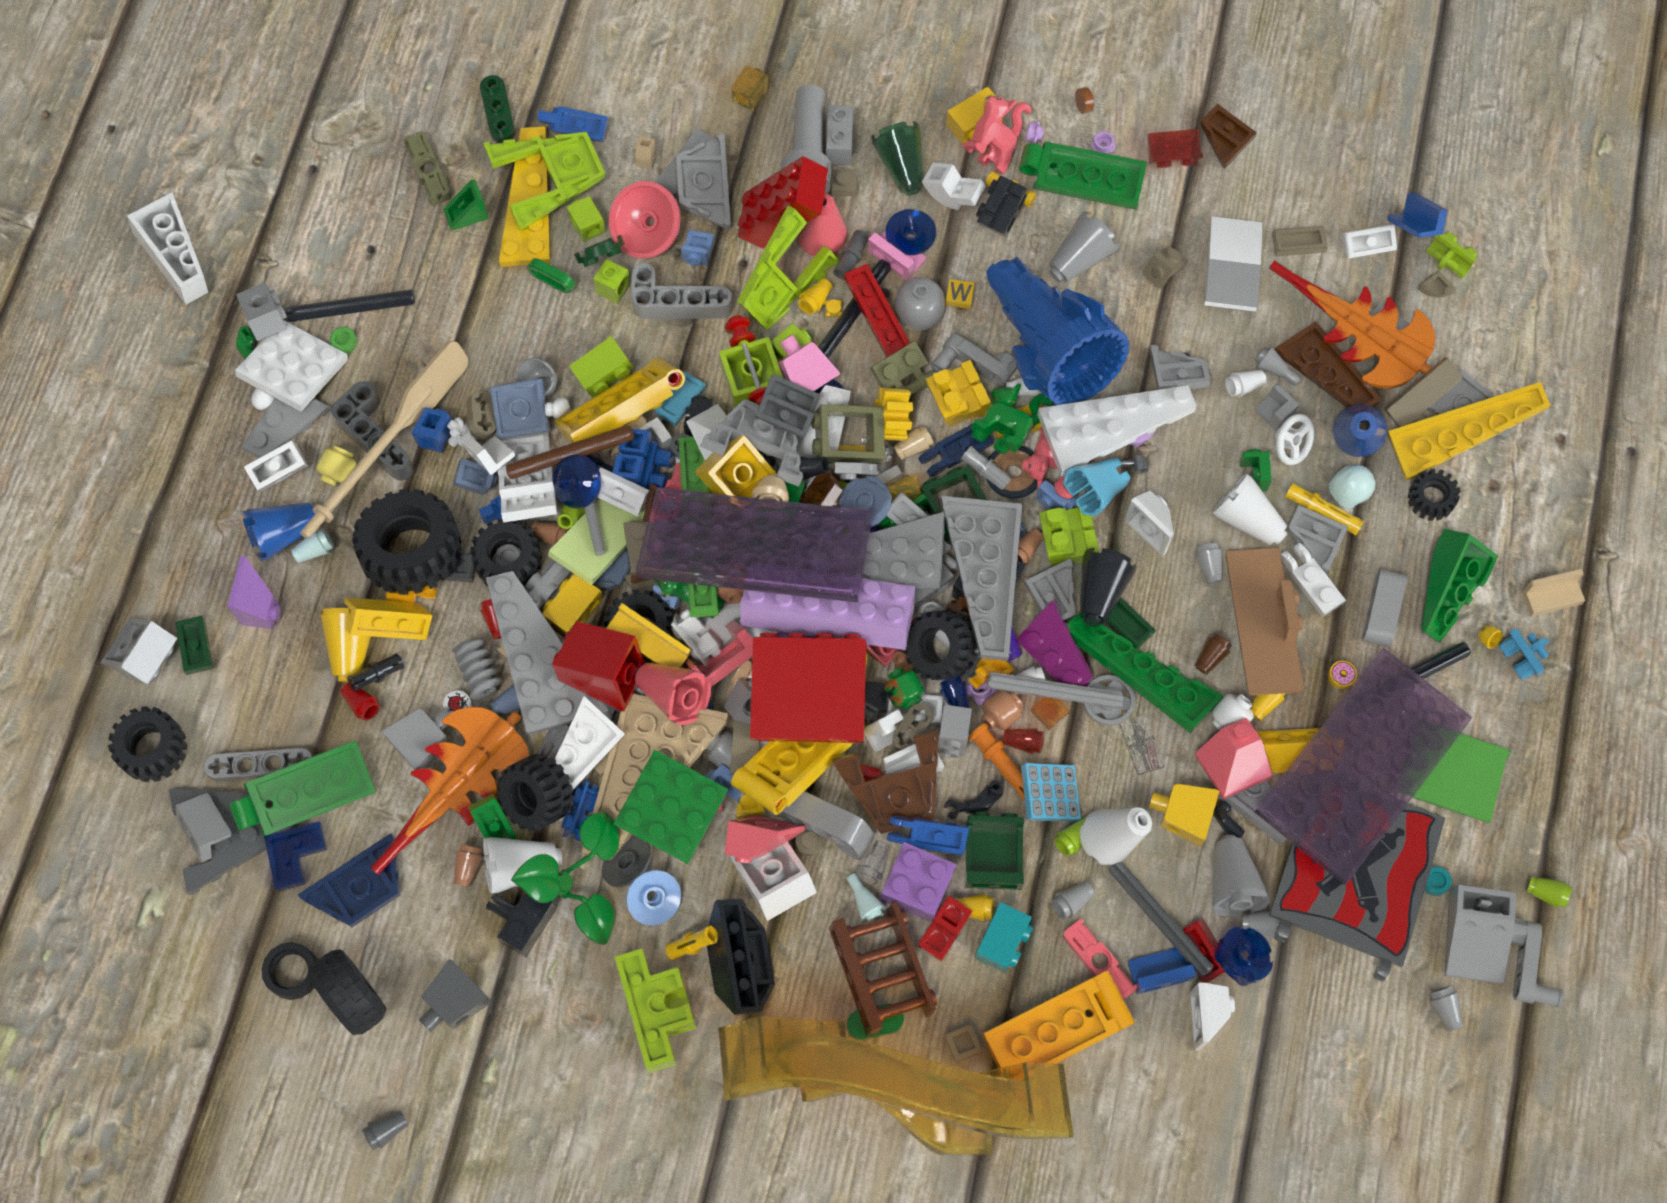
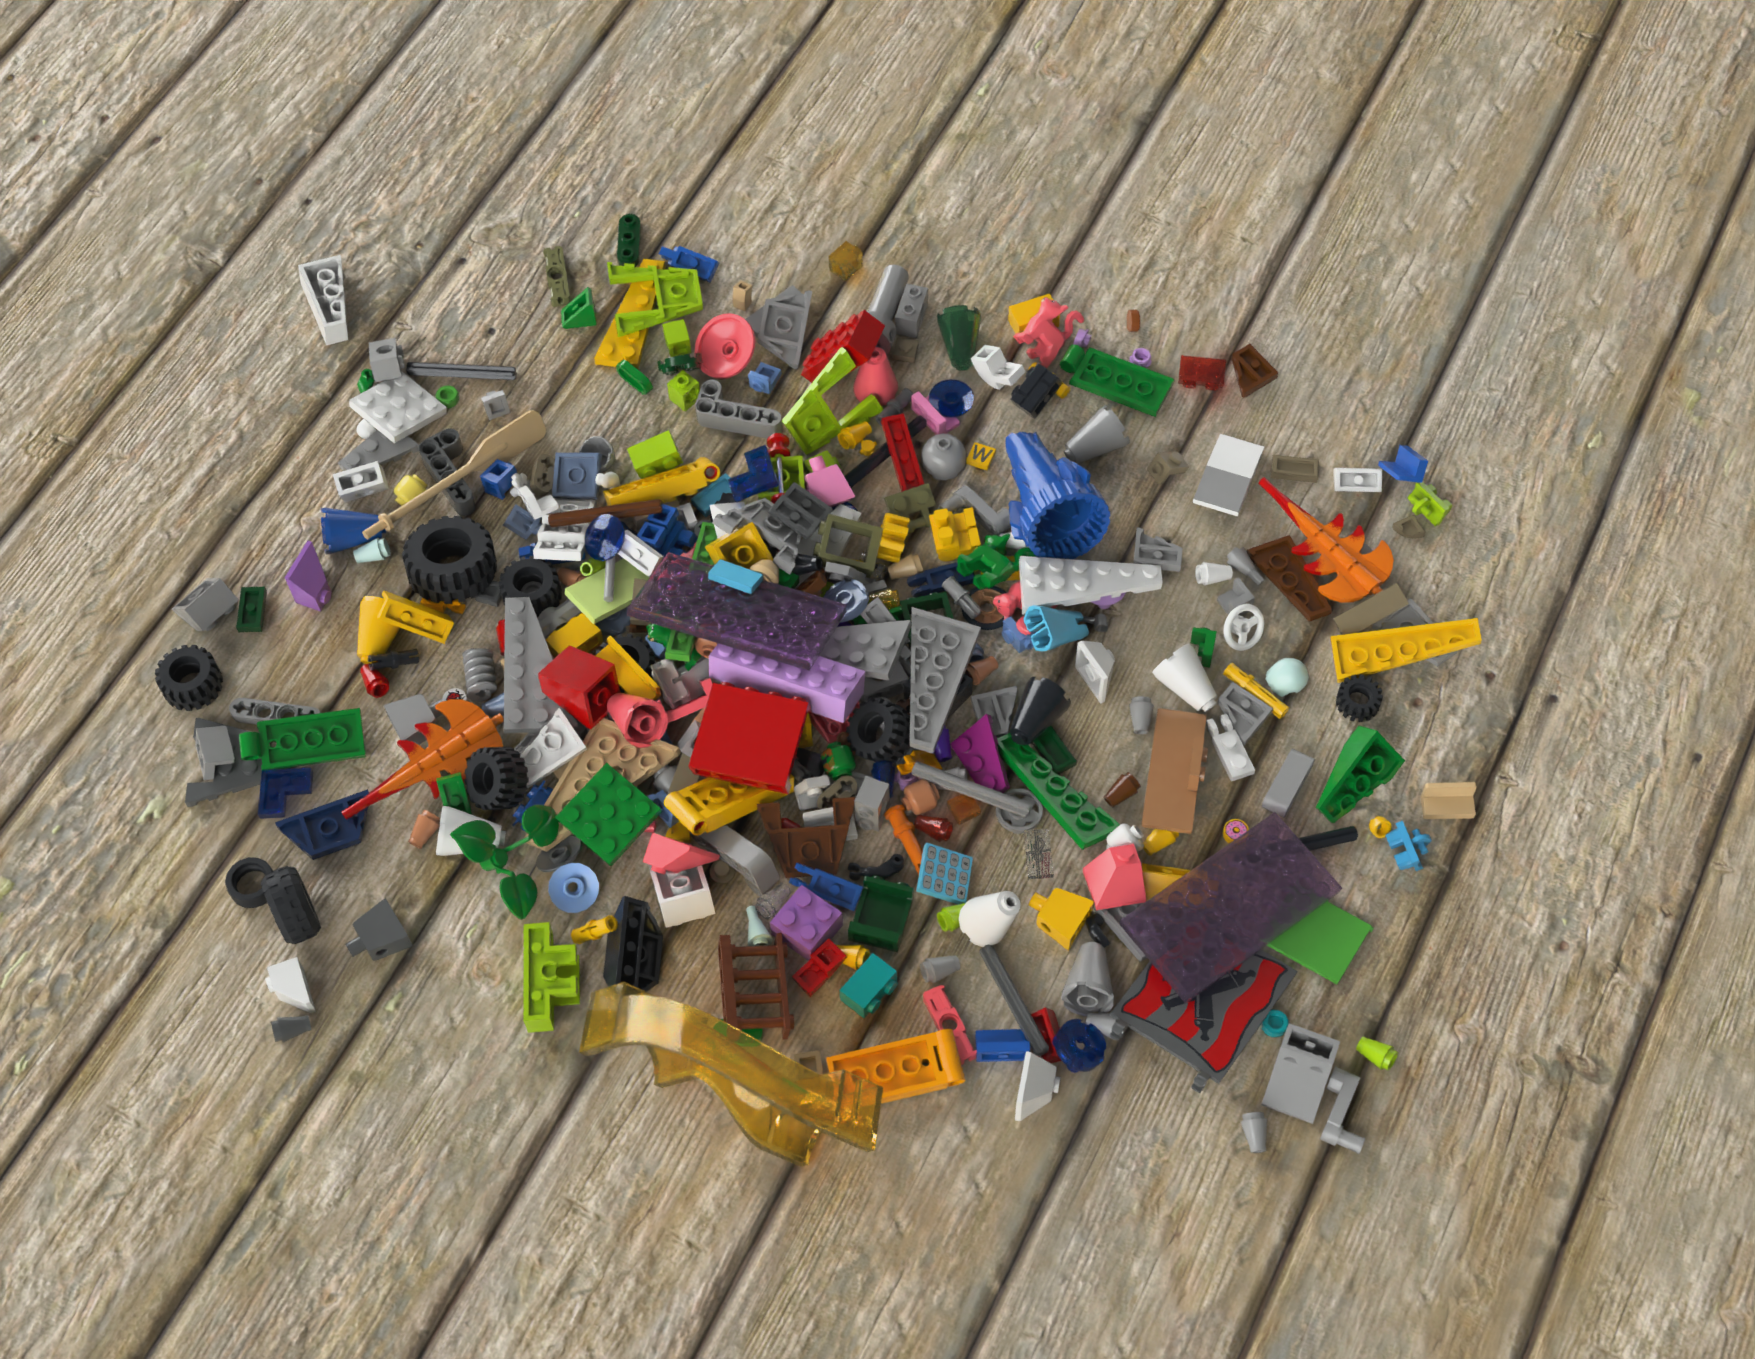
camera: 15 degrees right, 10 degrees down
(371, 1080) = (290, 984): none -> white slope
(402, 339) = (495, 404): none -> light grey tile
(523, 923) = (457, 883): black brick -> none
(731, 373) = (758, 478): none -> clear blue plate
(742, 503) = (735, 576): none -> medium azure tile
(1067, 534) = (1017, 664): lime hips -> none
(1353, 439) = (1305, 631): blue cone -> none

